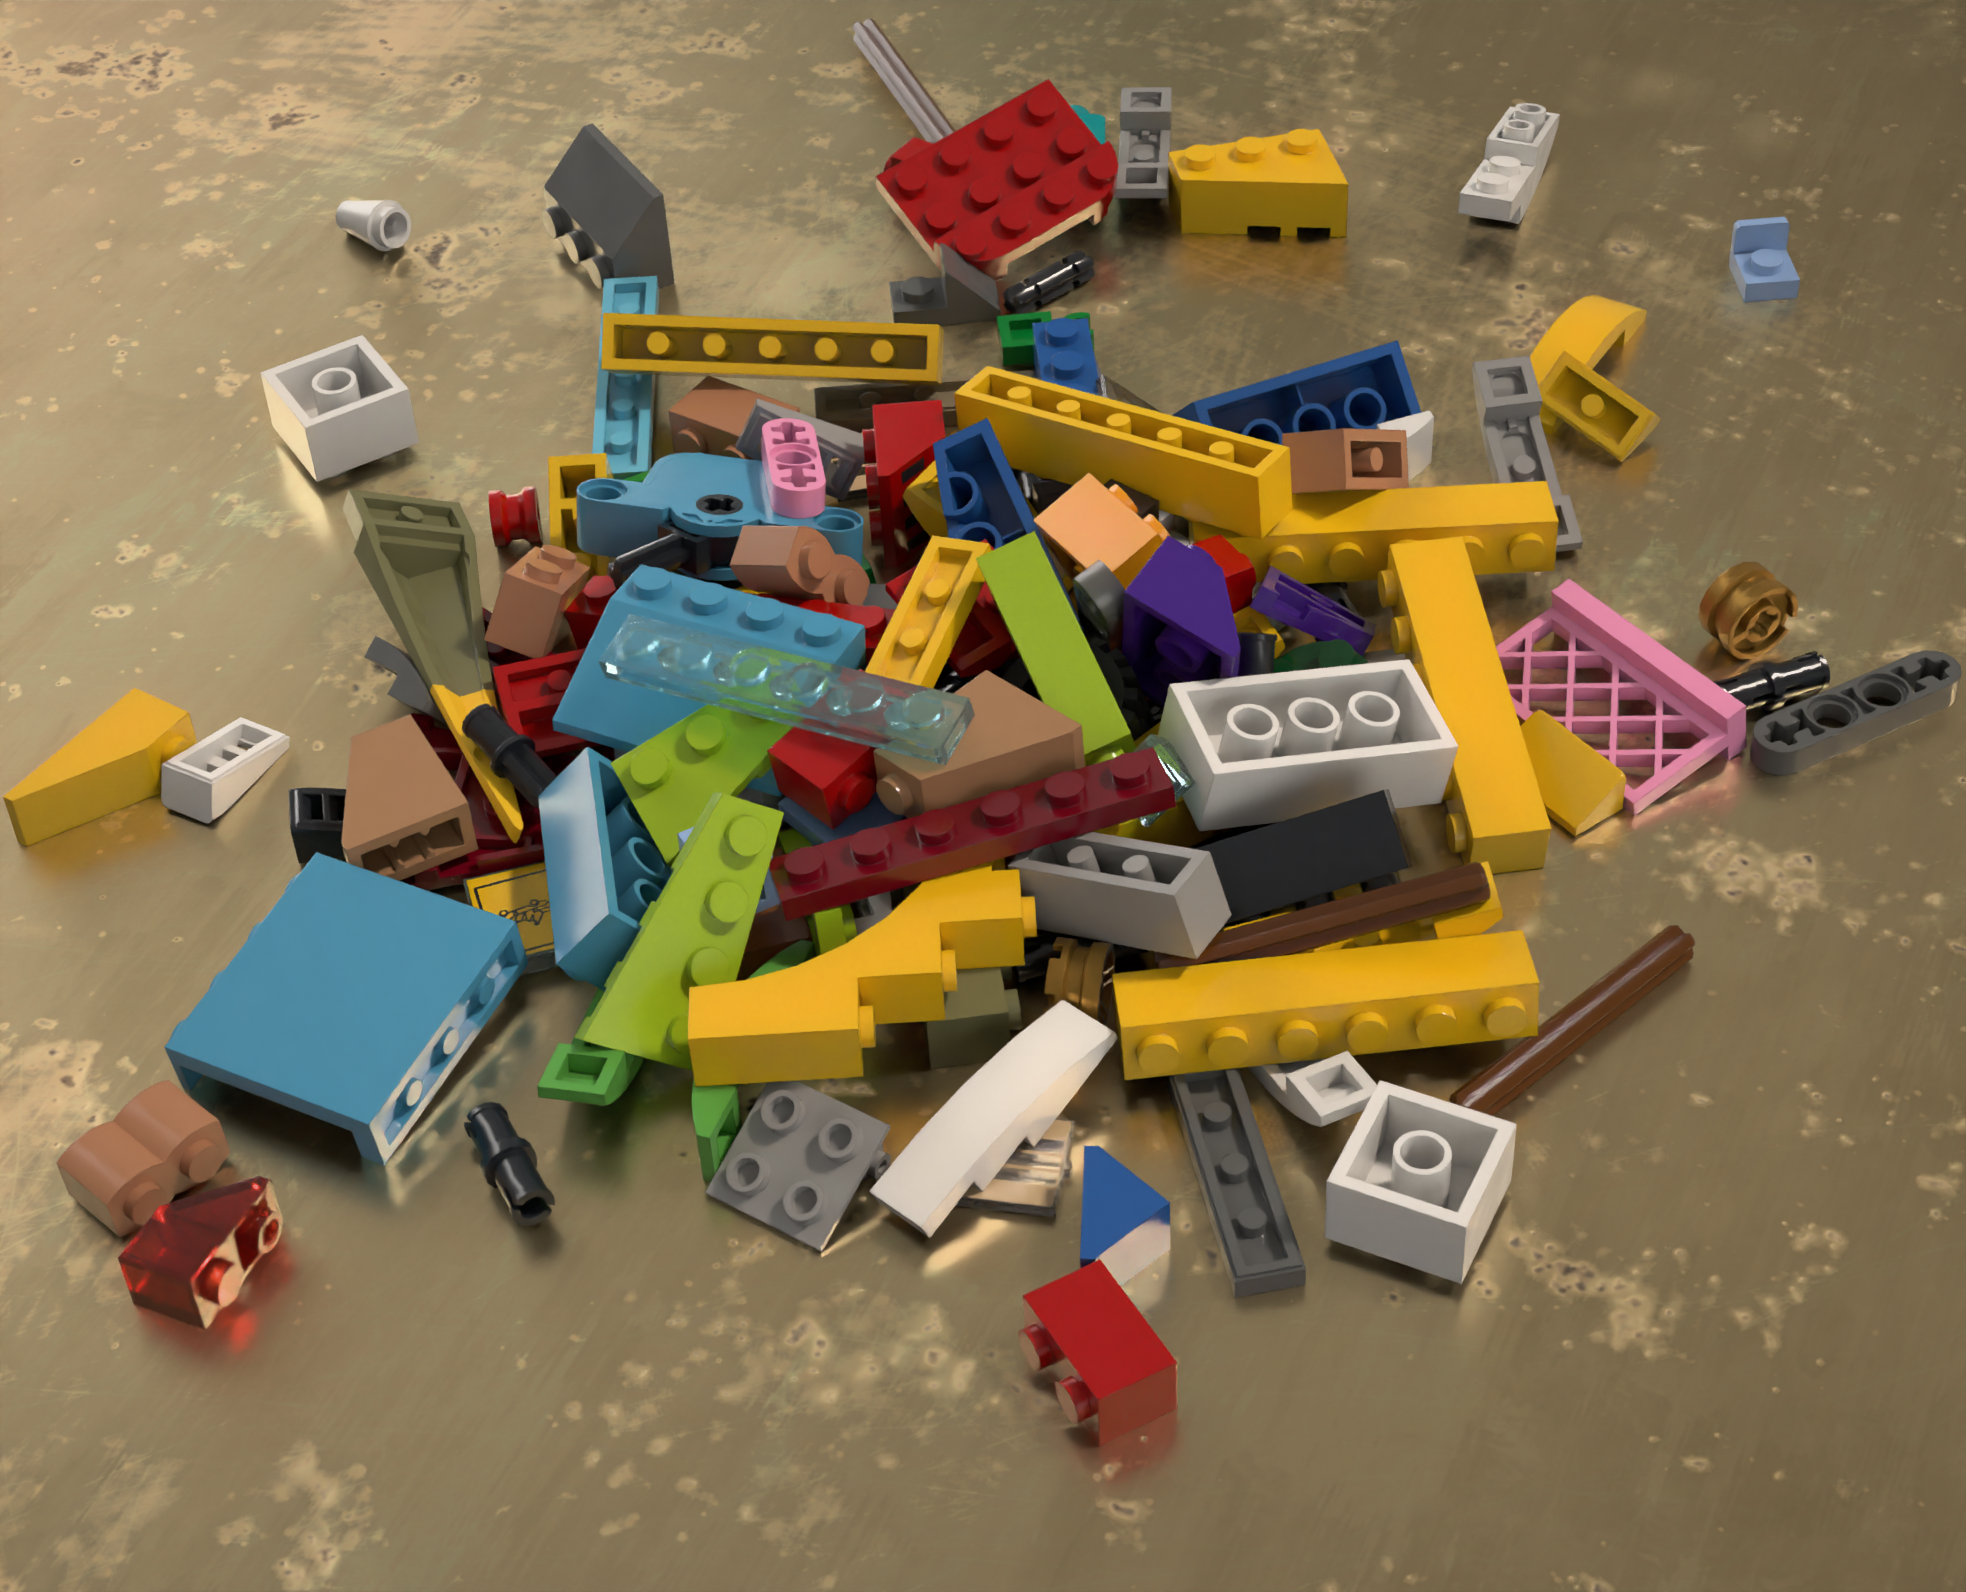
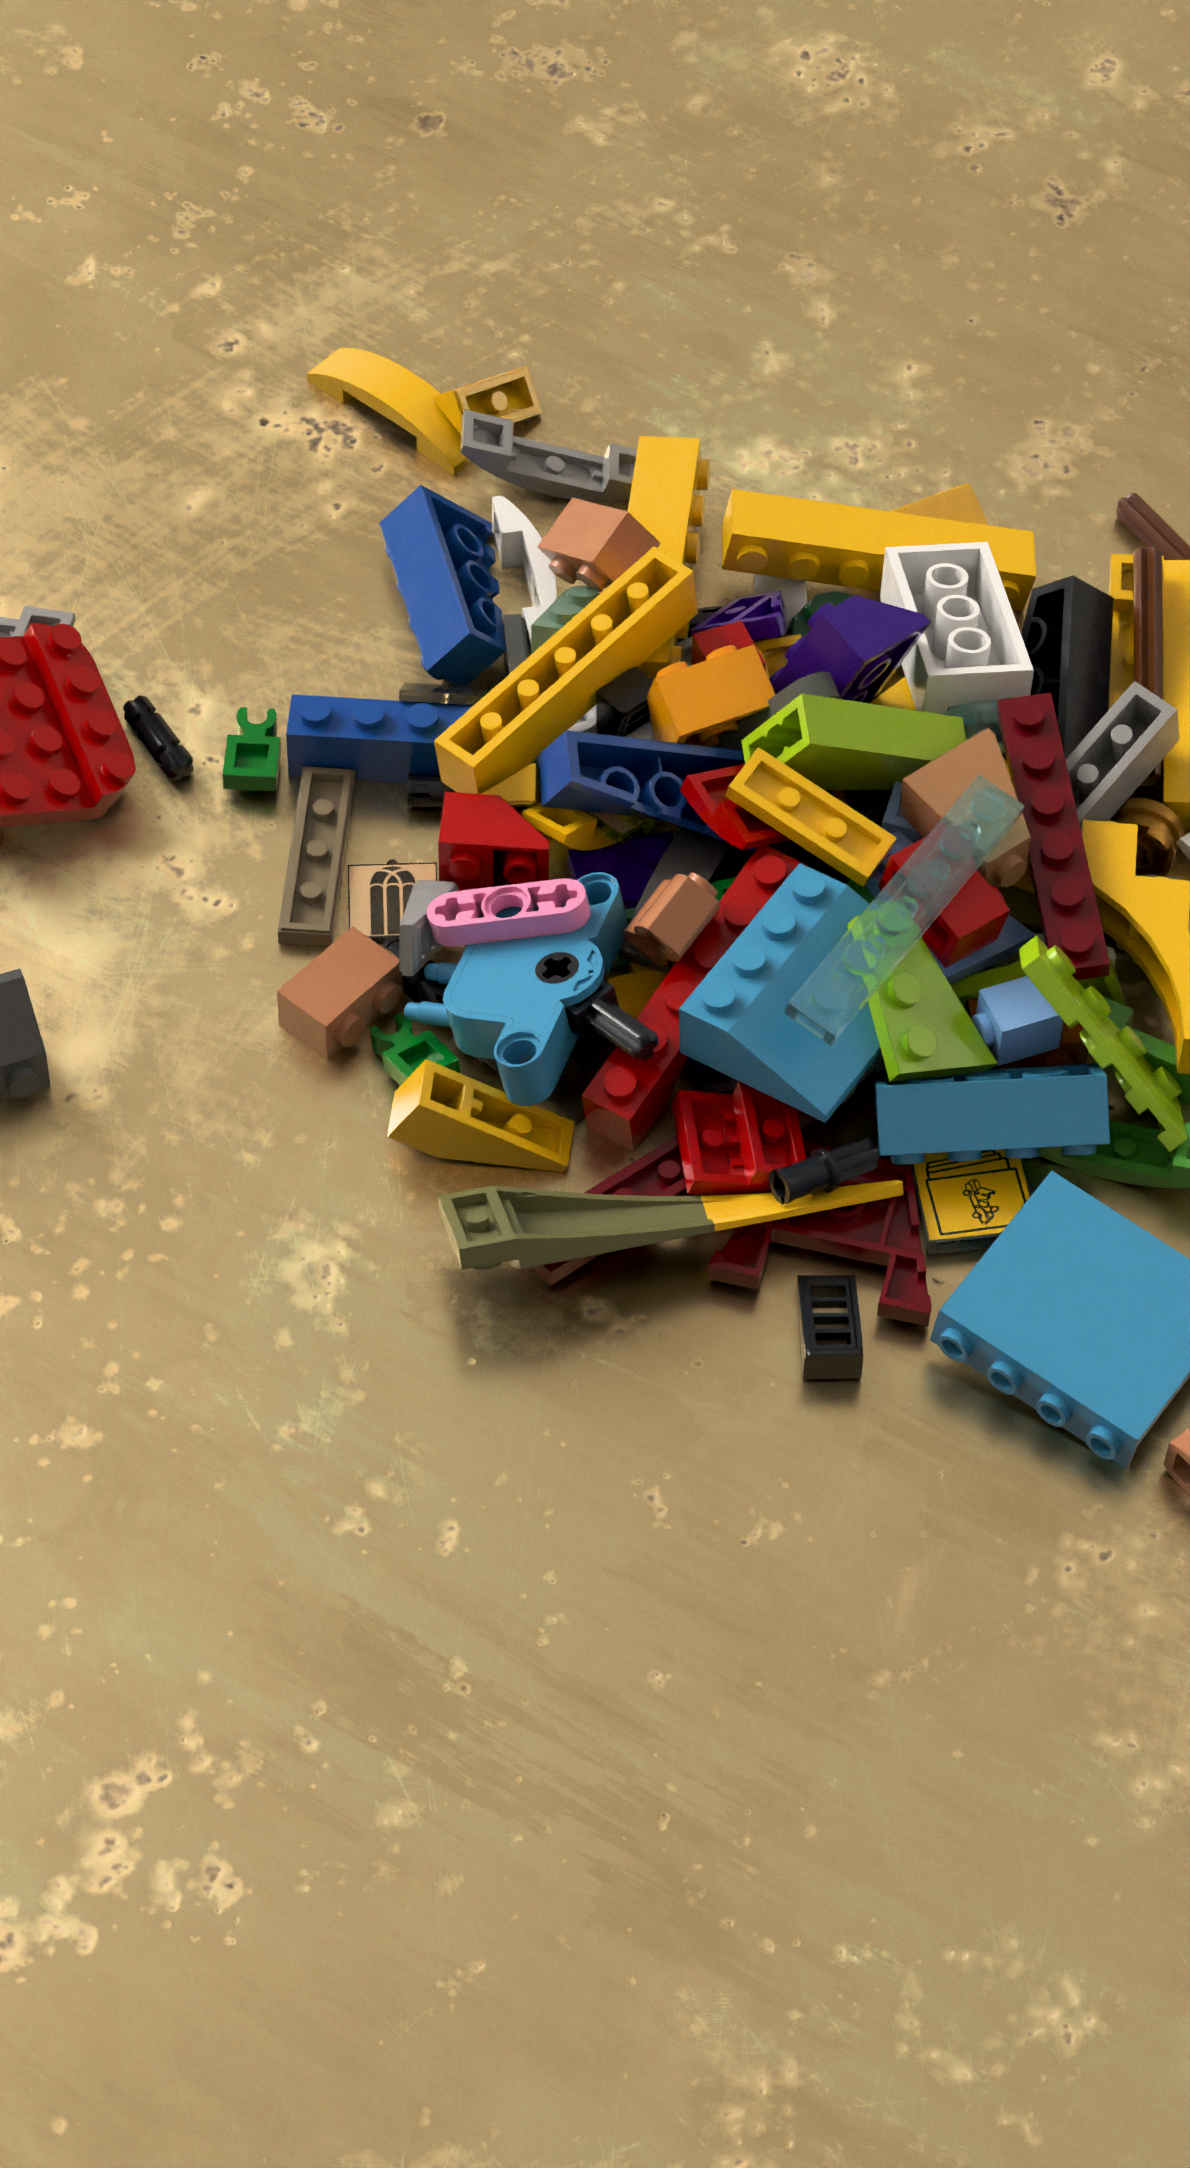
camera: 85 degrees left, 10 degrees up
(101, 768) = (714, 1501): yellow slope -> none
(217, 772) = (754, 1453): white slope -> none
(340, 408) = (220, 1303): white brick -> none
(402, 804) = (865, 1259): medium nougat slope -> none
(409, 684) = (683, 1255): dark grey slope -> none
(515, 516) = (423, 1174): red wheel -> none
(533, 601) = (606, 1142): nougat brick -> none
(625, 400) = (219, 1076): medium azure plate -> none
(772, 349) = (270, 931): yellow brick -> none
(957, 297) = (152, 823): dark grey slope -> none
(1258, 182) = (80, 543): yellow wedge -> none
(1511, 165) = (97, 380): white slope -> none
(1646, 673) = (849, 443): bright pink fence -> none
(1747, 610) = (789, 373): pearl gold wheel -> none
(1762, 261) = (305, 261): light blue bracket -> none
(1771, 683) = (863, 390): black pin -> none
(1795, 741) = (905, 350): dark grey beam -> none

